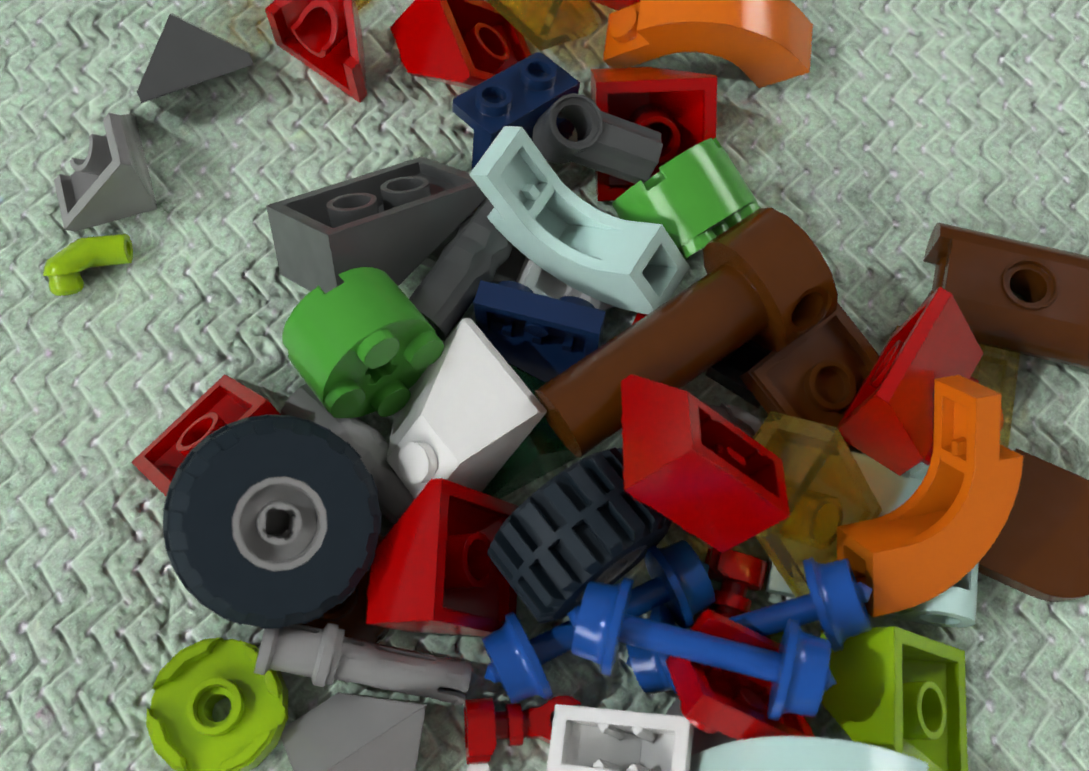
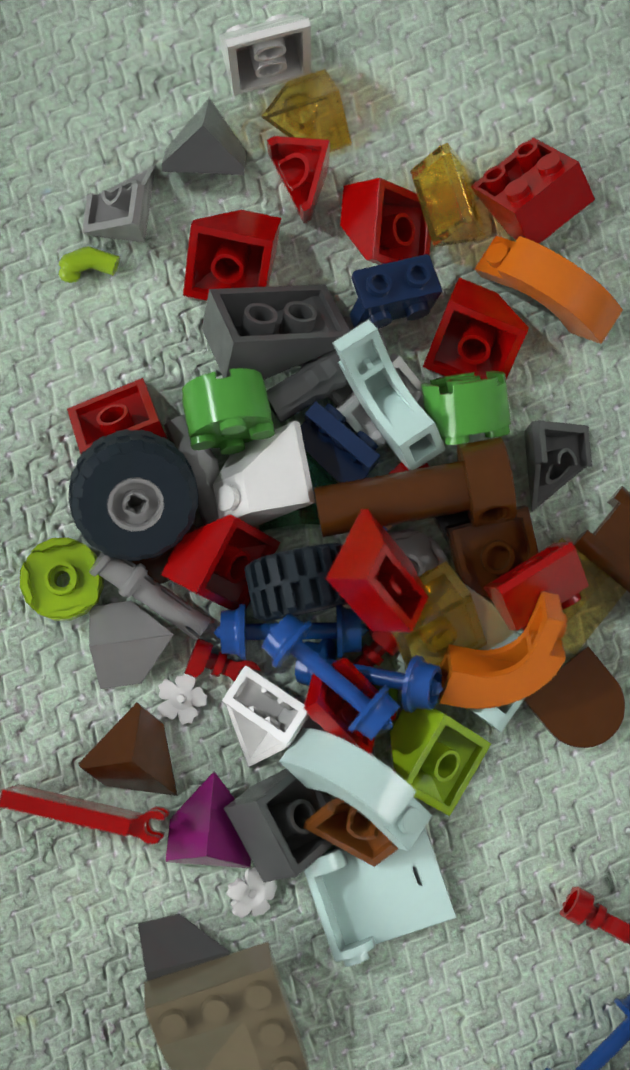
camera: 25 degrees right, 15 degrees up
(273, 158) = (230, 252): none -> red slope
(602, 140) = (434, 340): dark grey piece -> none
(832, 219) = (554, 456): none -> dark grey slope

